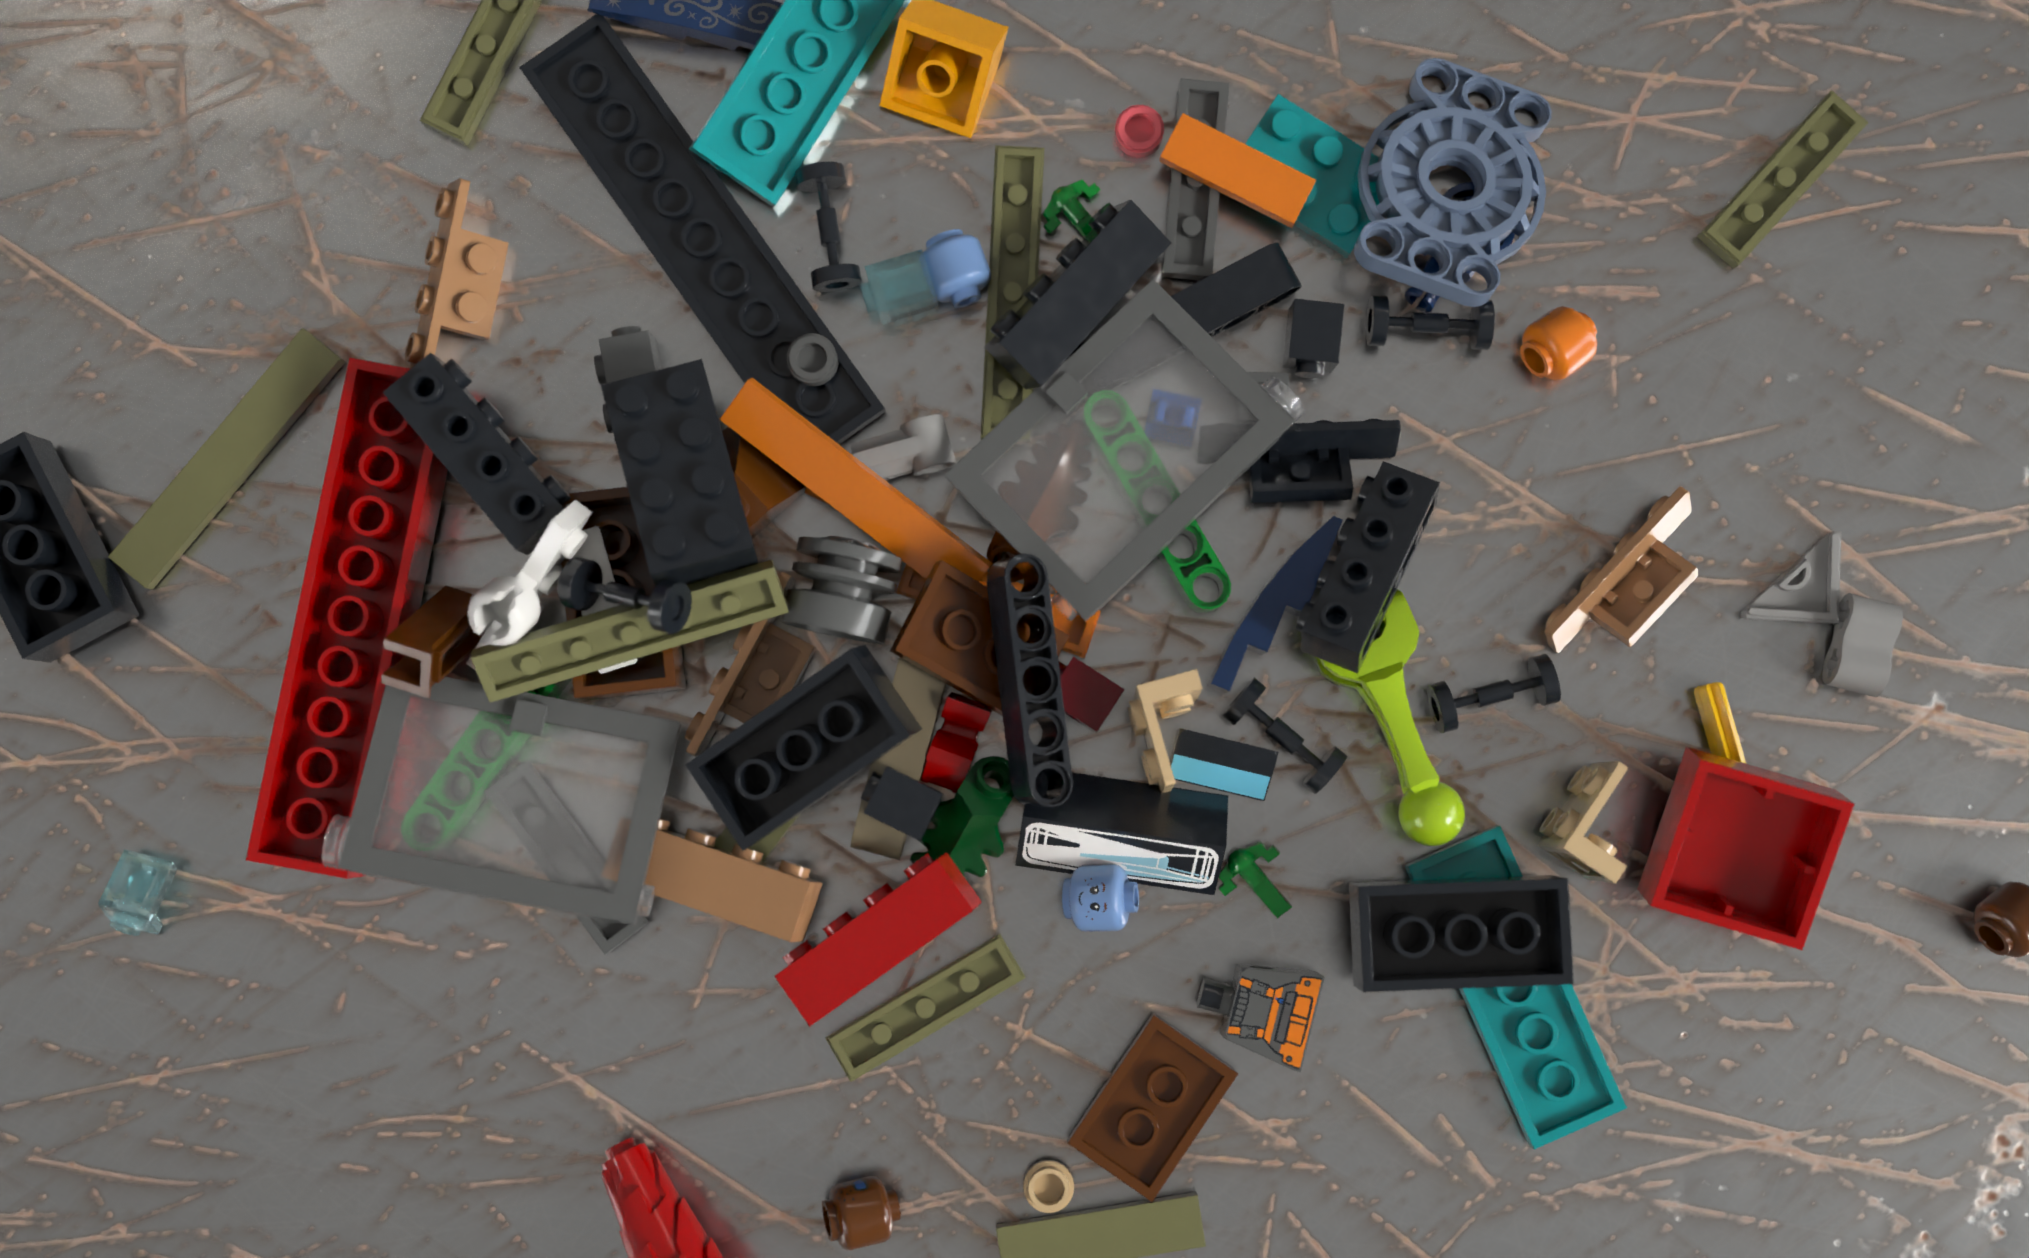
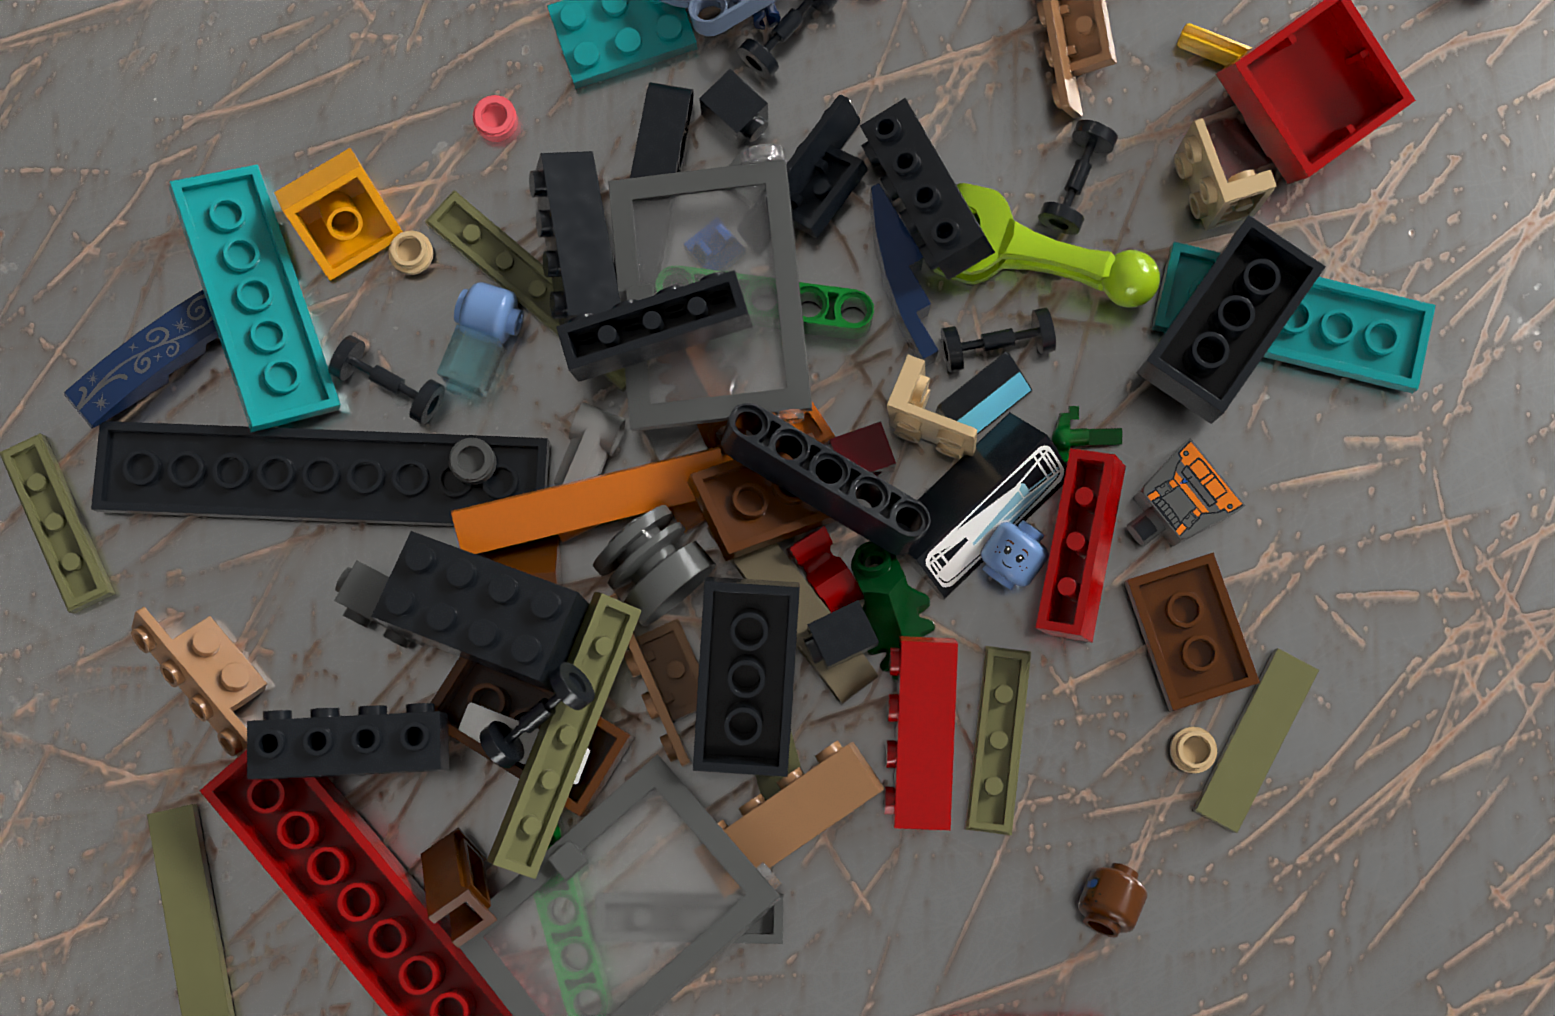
camera: 50 degrees left, 5 degrees down
(510, 604) = (477, 806): white plate -> none
(958, 155) = (410, 252): none -> tan plate
(1047, 426) = (654, 325): none -> black brick
(1066, 200) = (502, 204): green piece -> none
(1151, 951) = (1081, 545): none -> red brick
(1191, 204) = (560, 104): dark grey plate -> none
(1237, 170) = (578, 70): orange tile -> none

